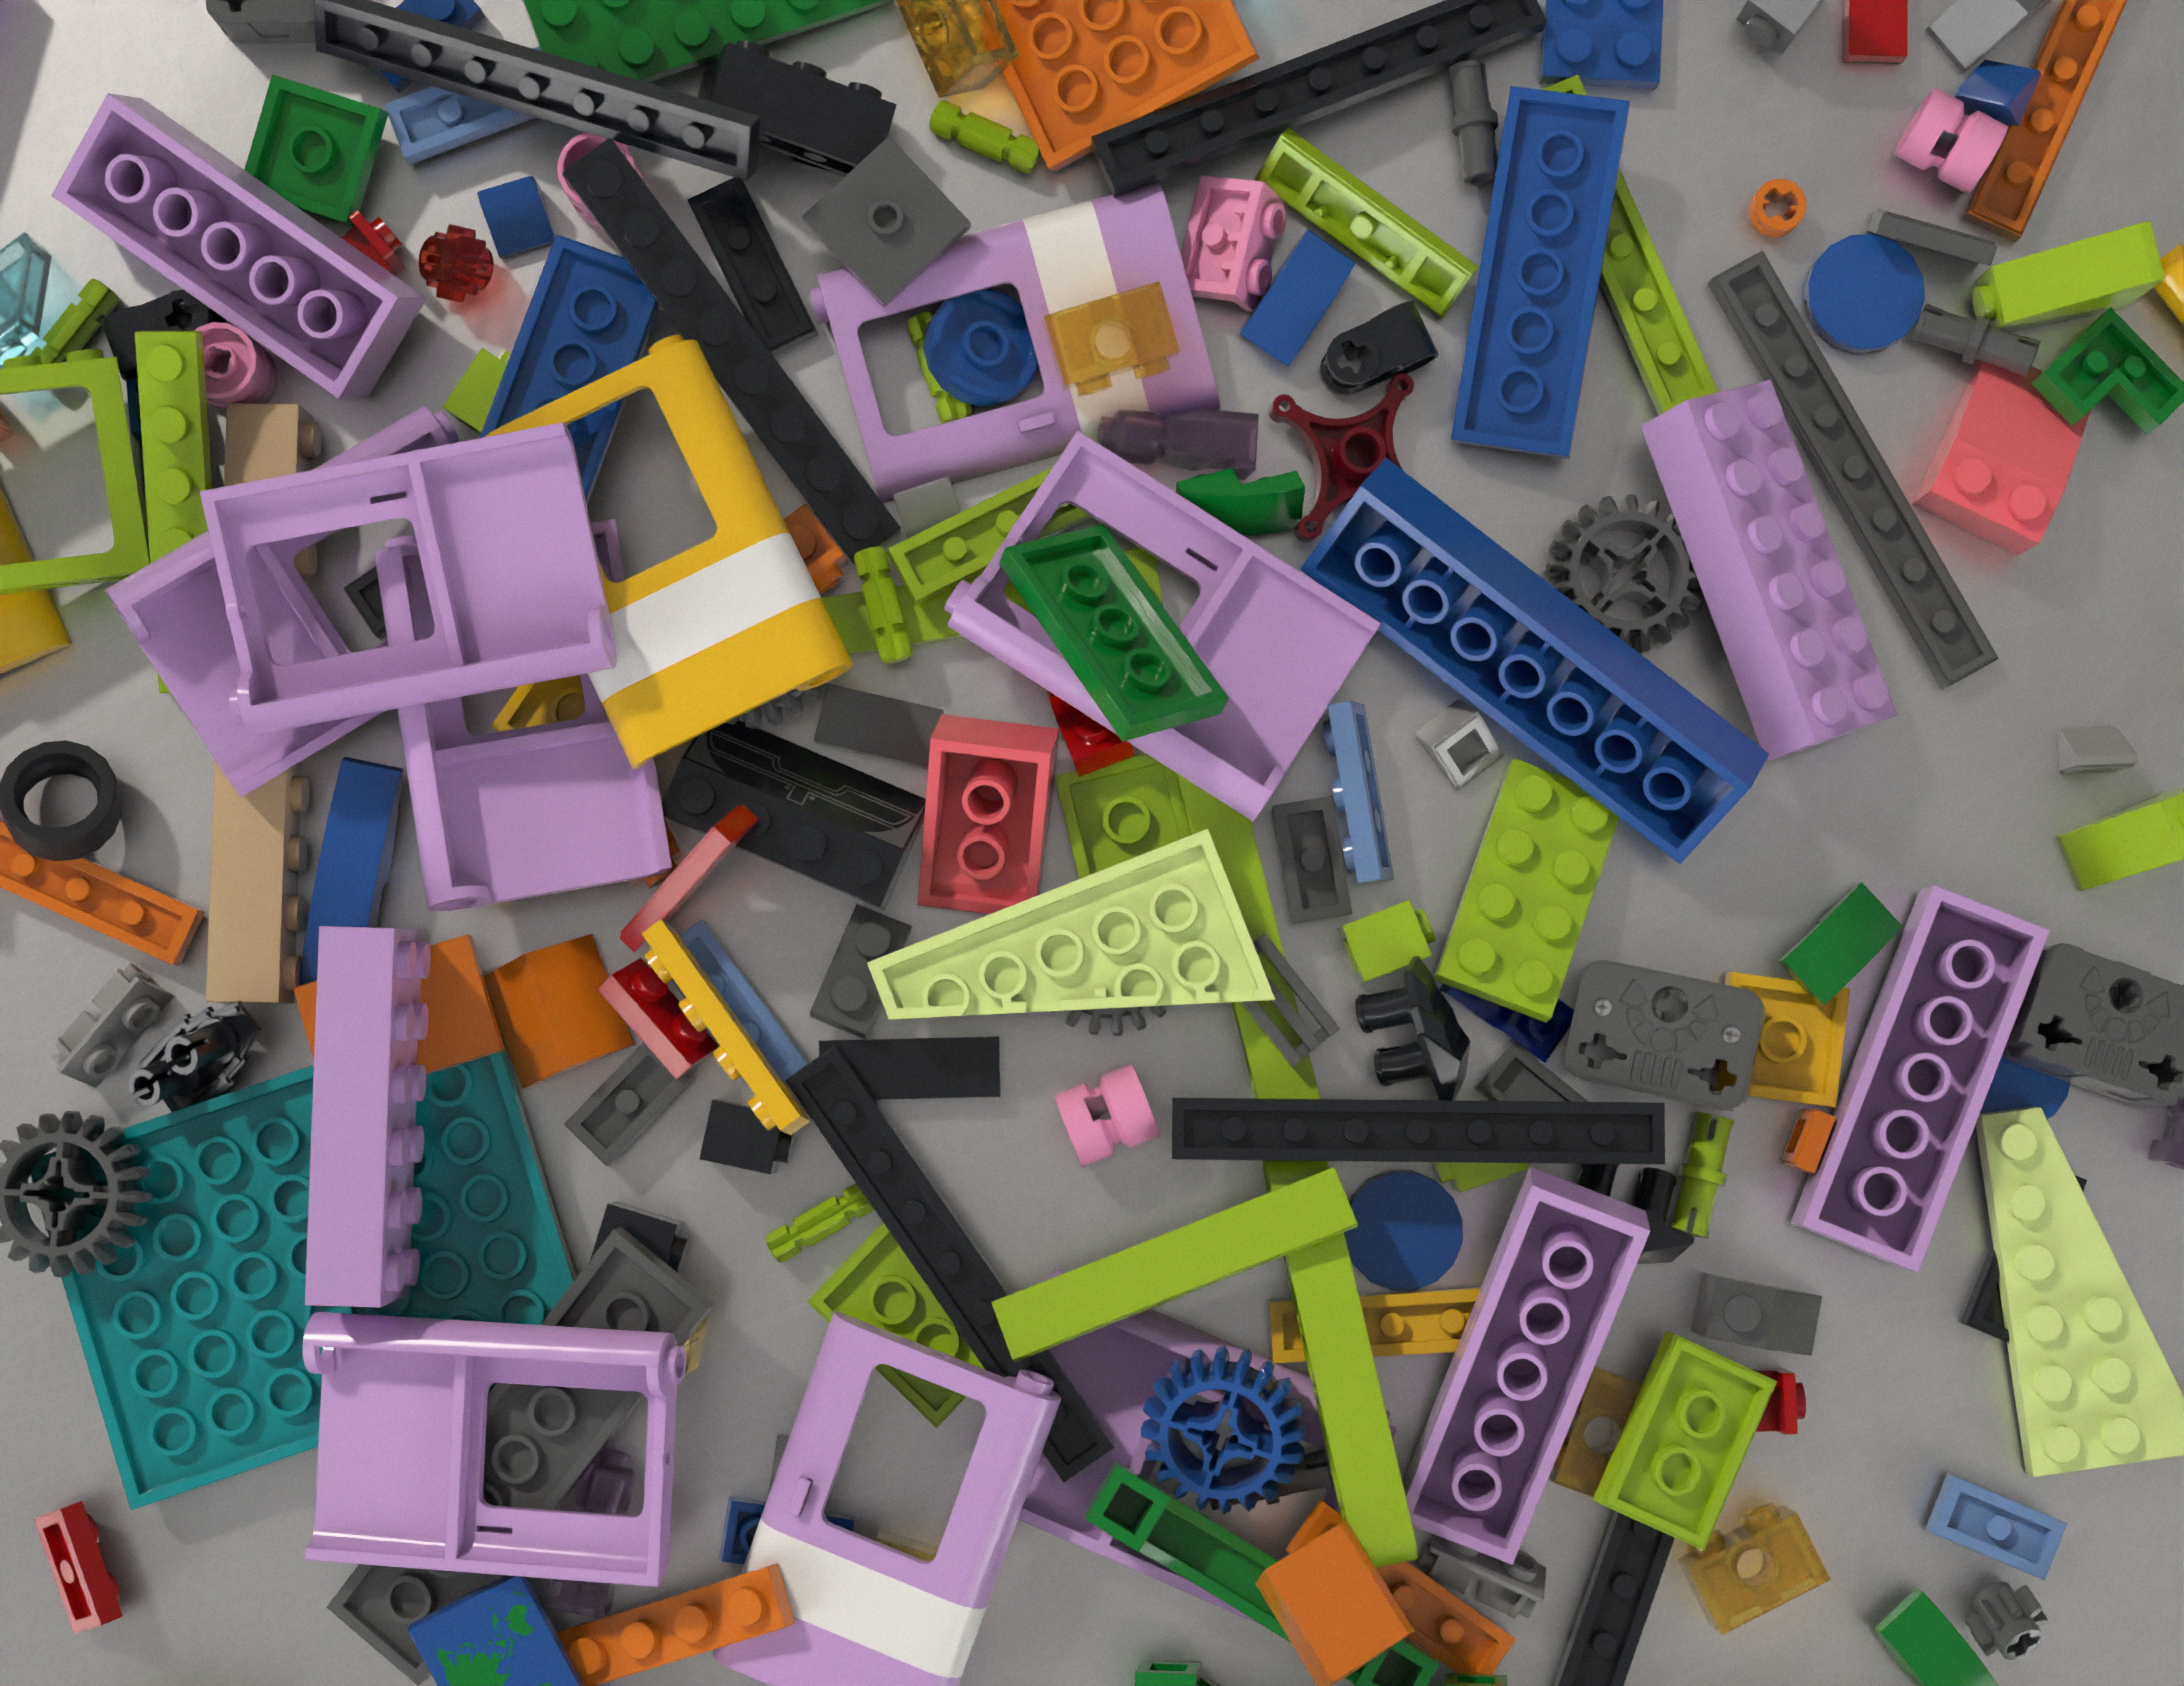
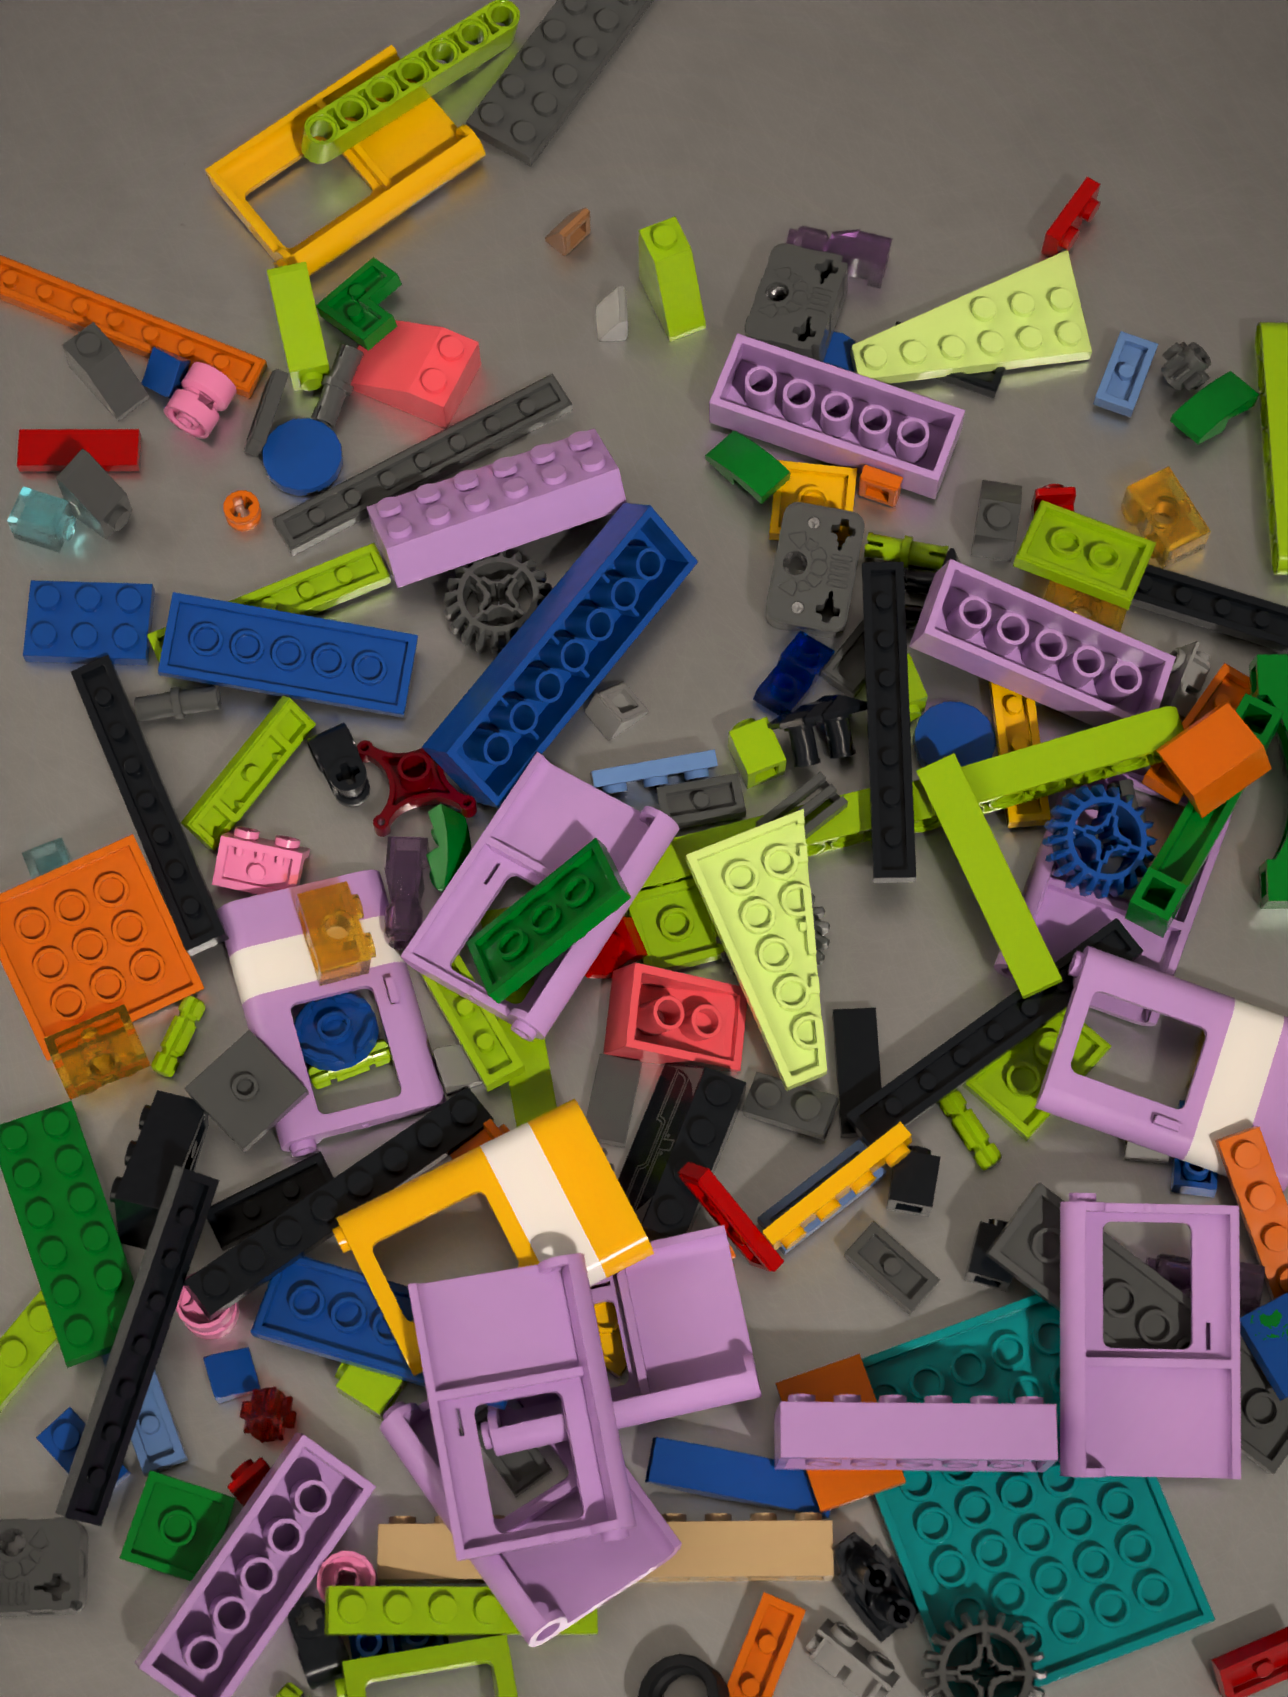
camera: 90 degrees left, 15 degrees down
(554, 1012) = (828, 1322): orange slope -> none
(657, 1018) = (821, 1254): red plate -> none
(883, 605) = (525, 1094): lime axle -> none
(1129, 1112) = (878, 918): bright pink wheel -> none
(1297, 297) = (303, 815): blue slope -> none
(1528, 892) = (718, 660): lime plate -> none

